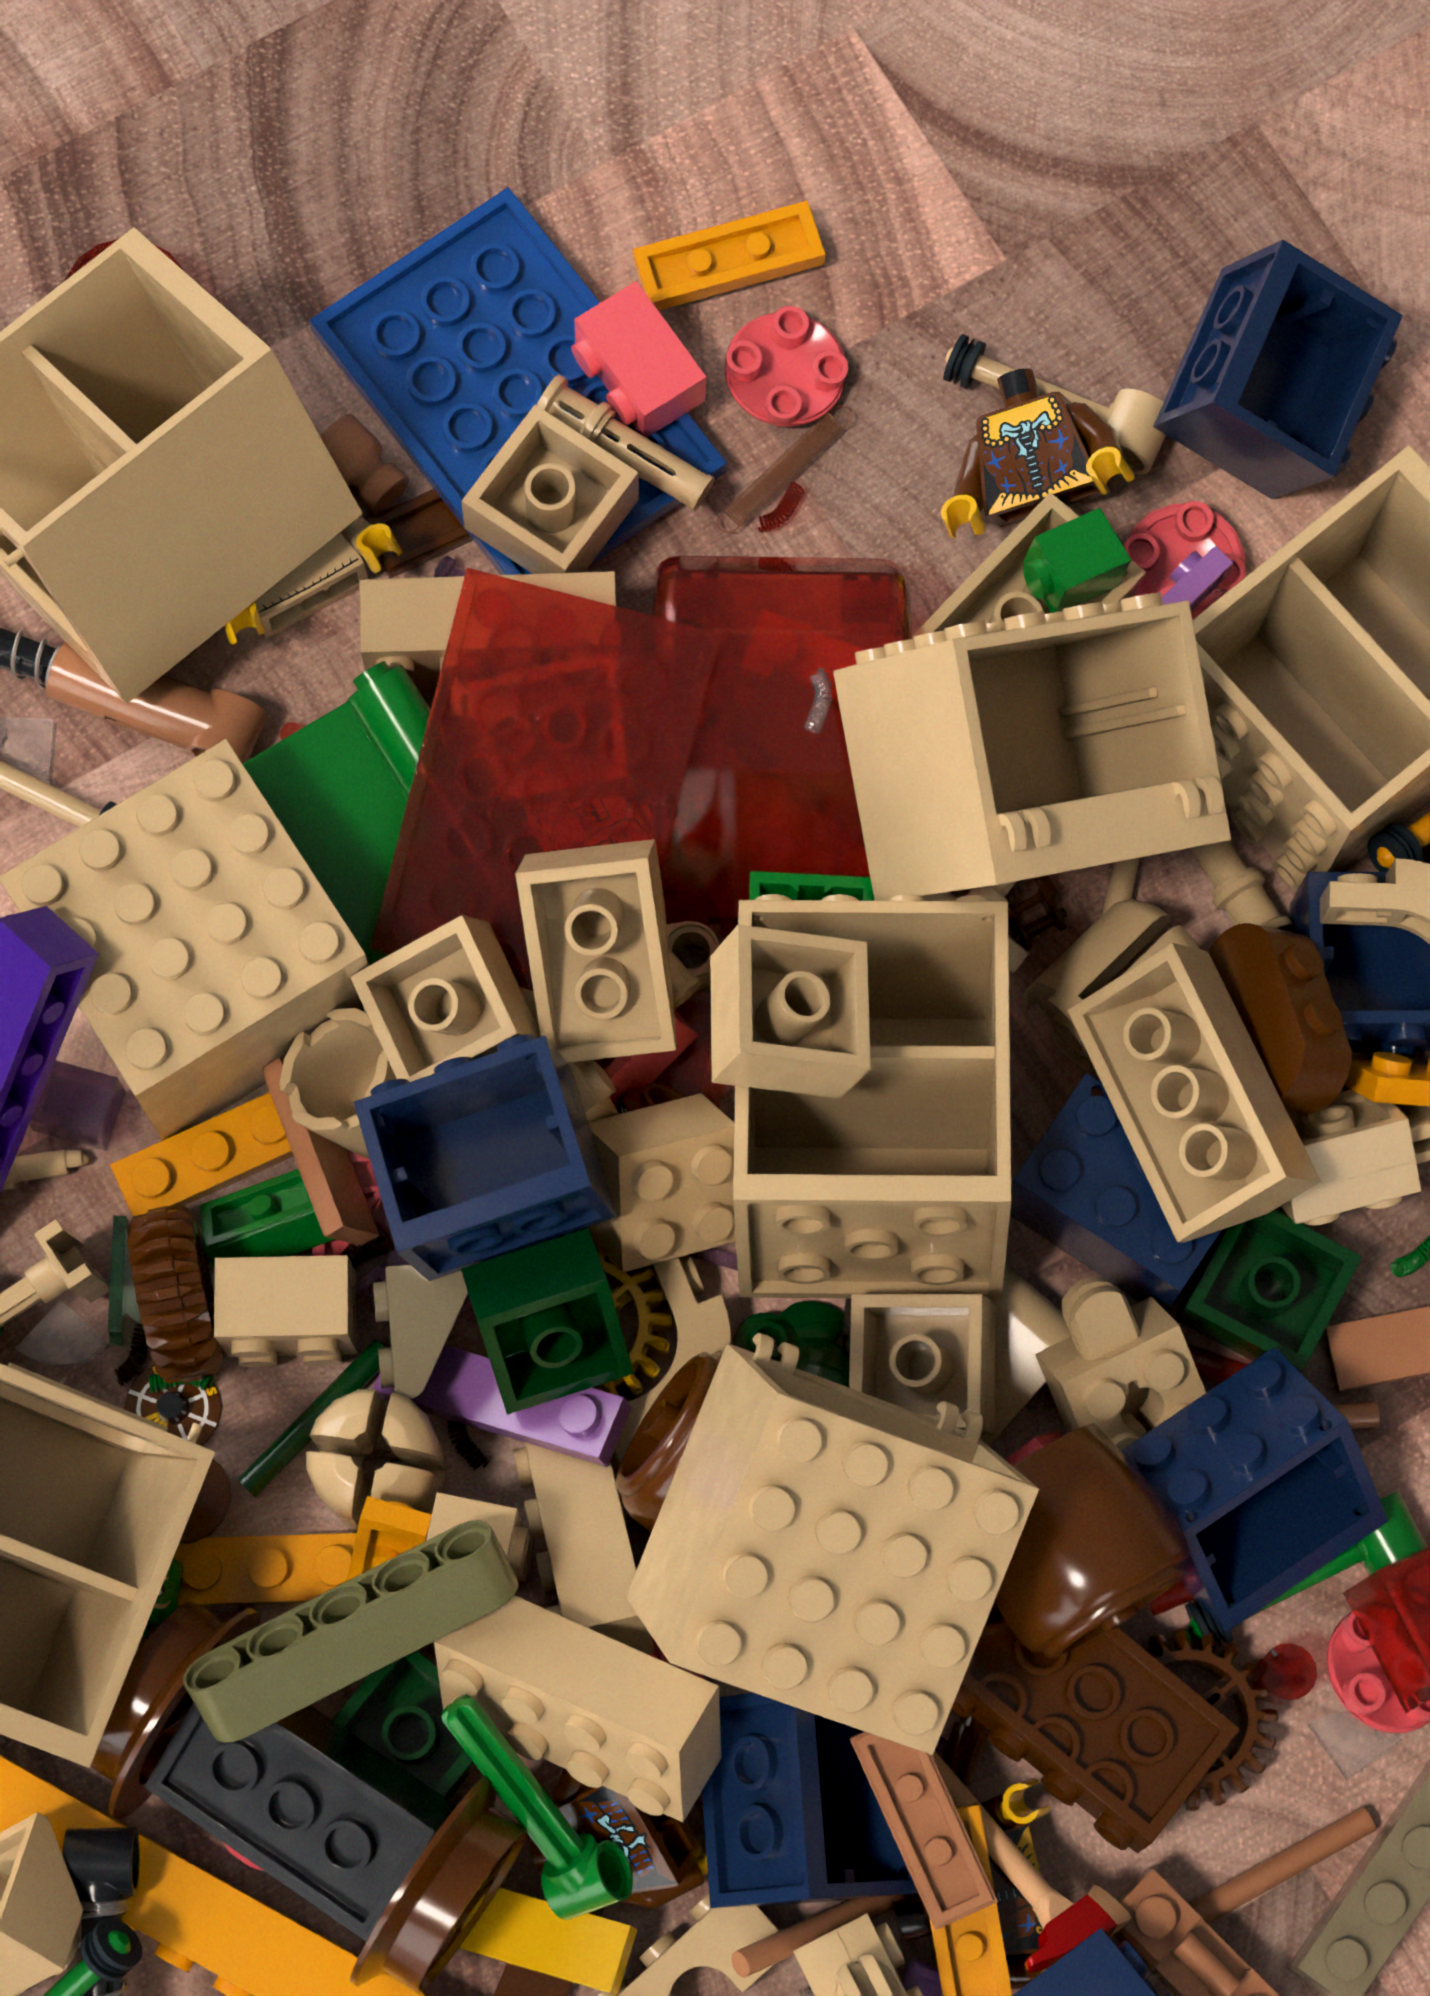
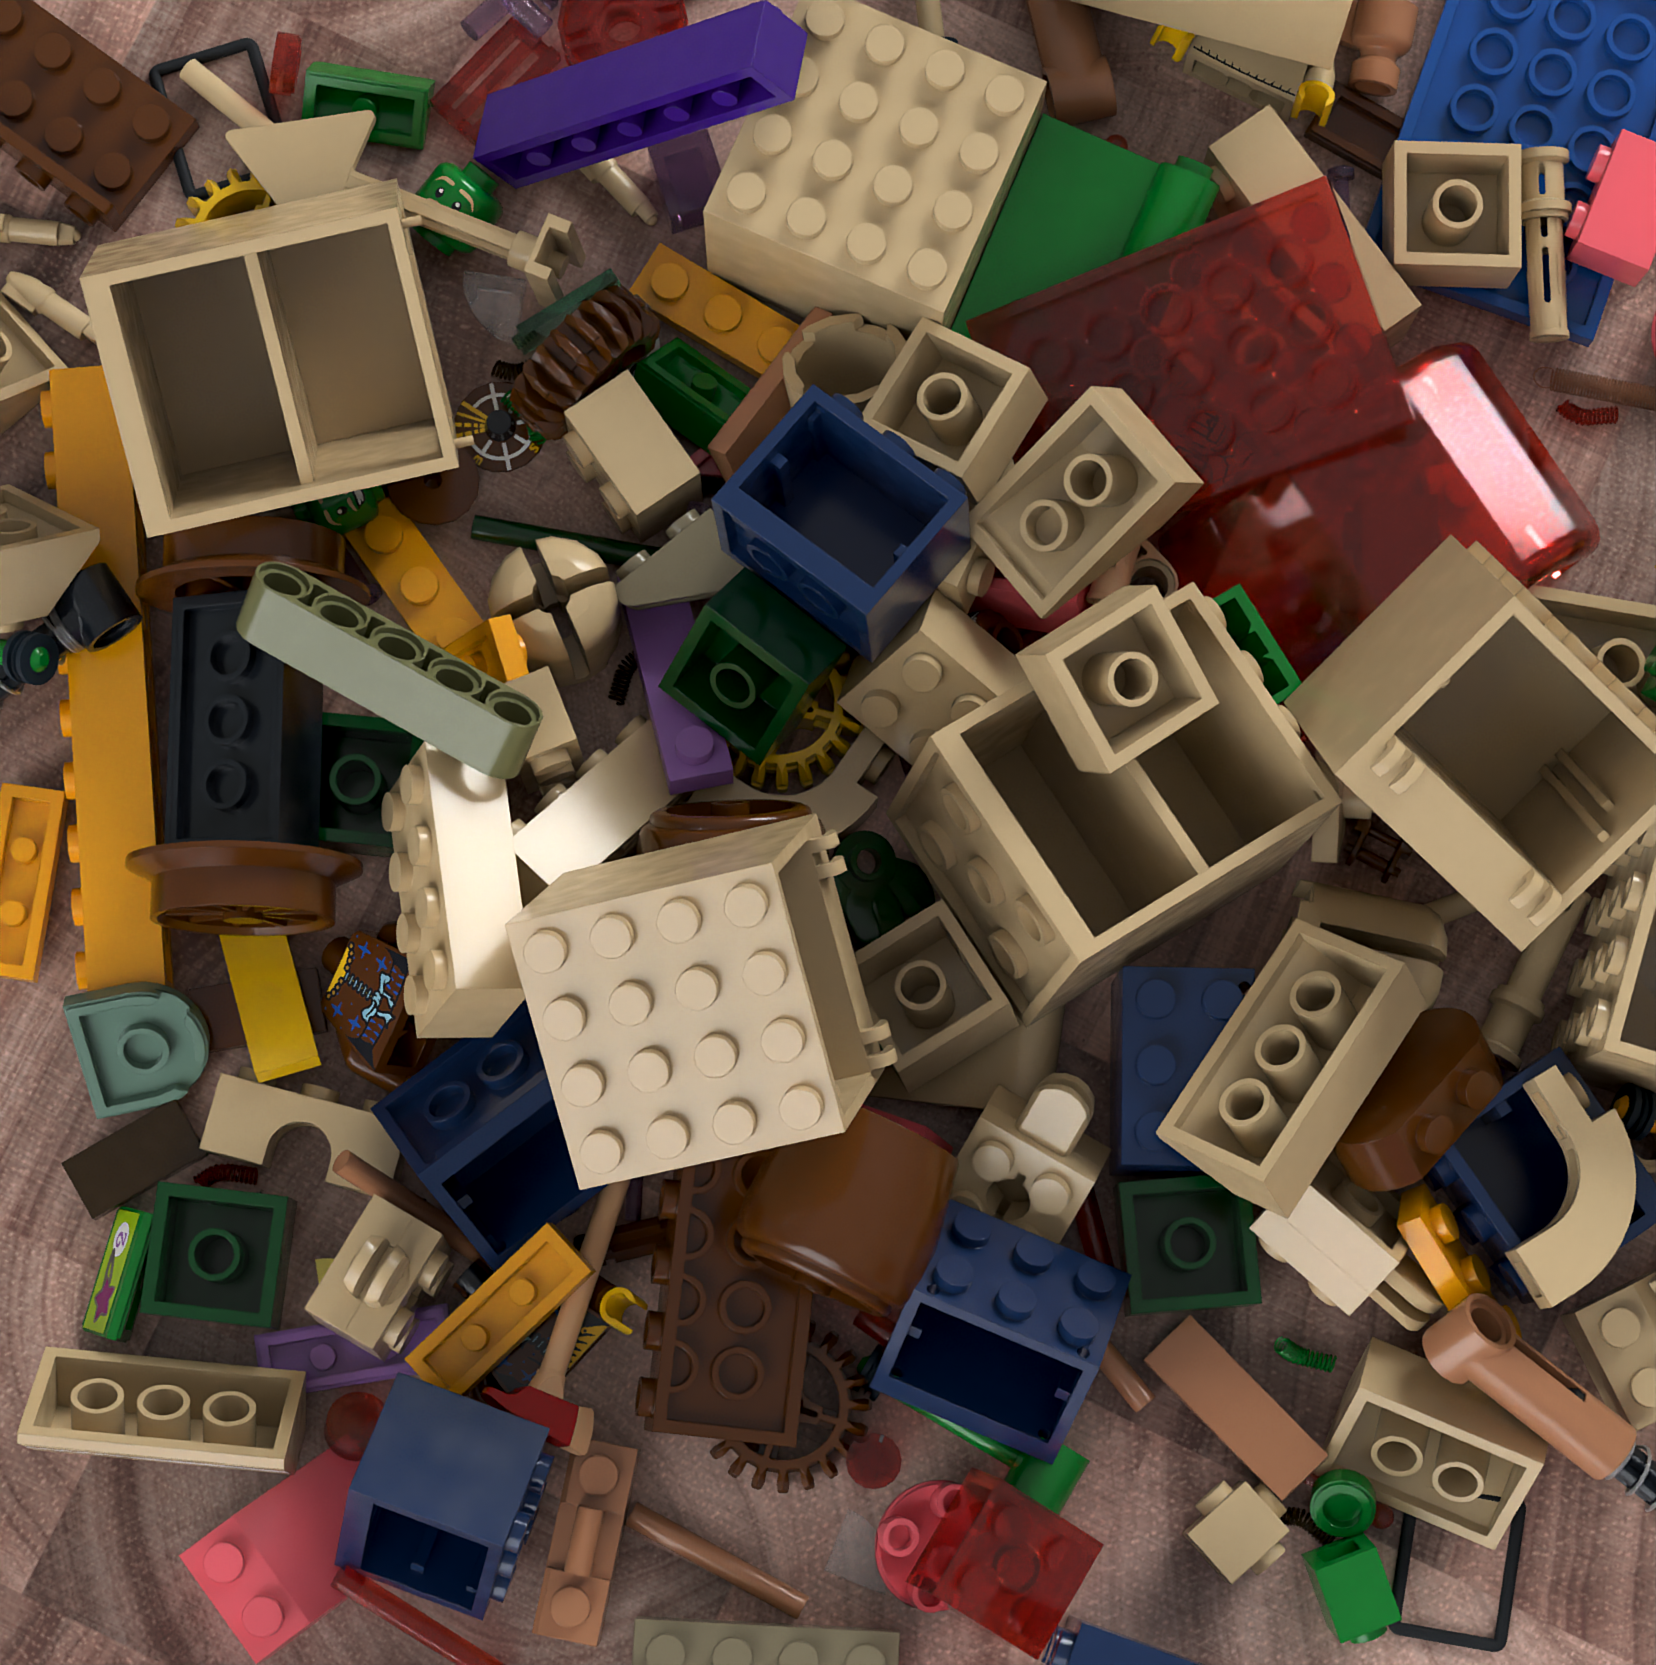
camera: 55 degrees right, 5 degrees up
(578, 1869) = (331, 984): green axle -> none
(819, 701) = (1431, 532): clear leg -> none
(926, 1828) = (540, 1245): nougat tile -> none

